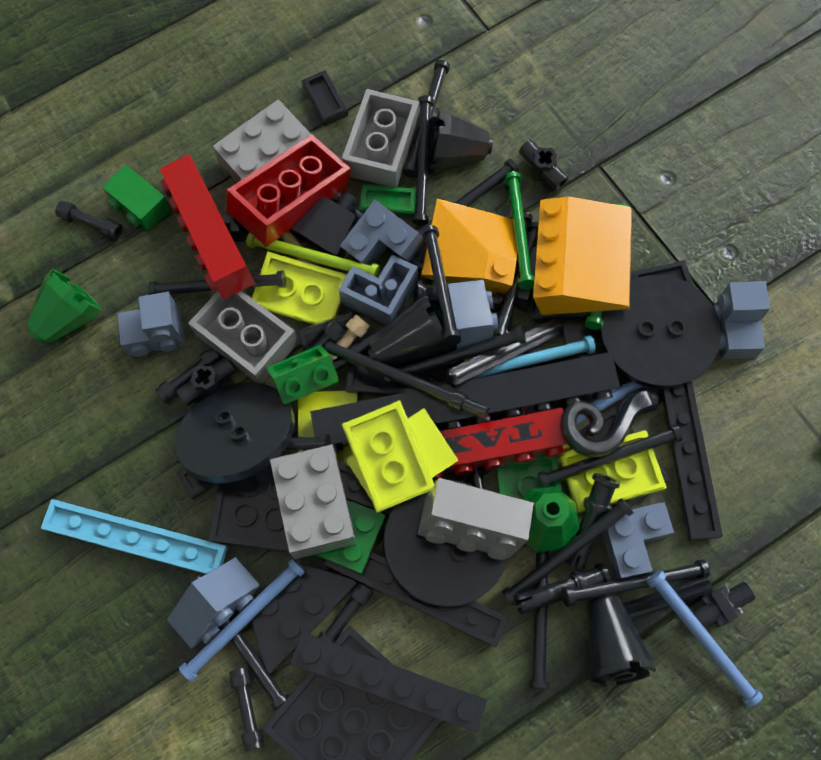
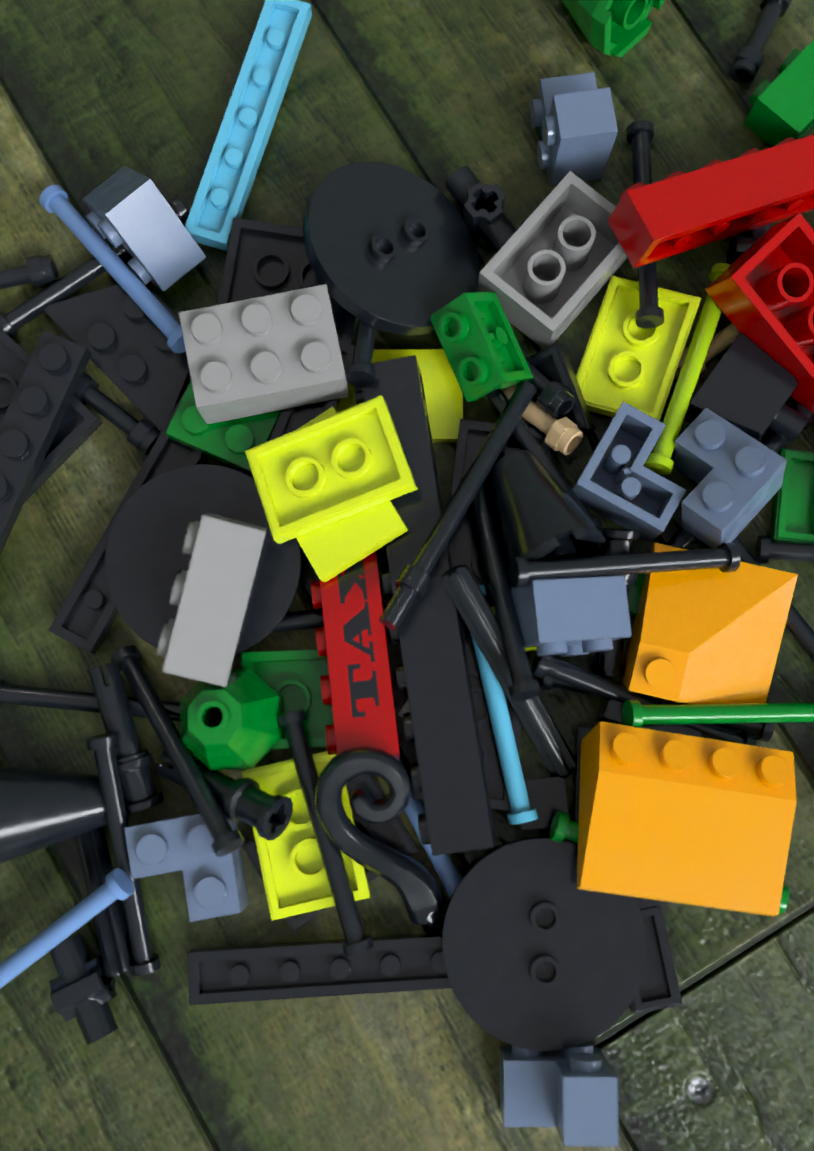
camera: 90 degrees right, 10 degrees up
(167, 390) = (475, 157): black bar -> none

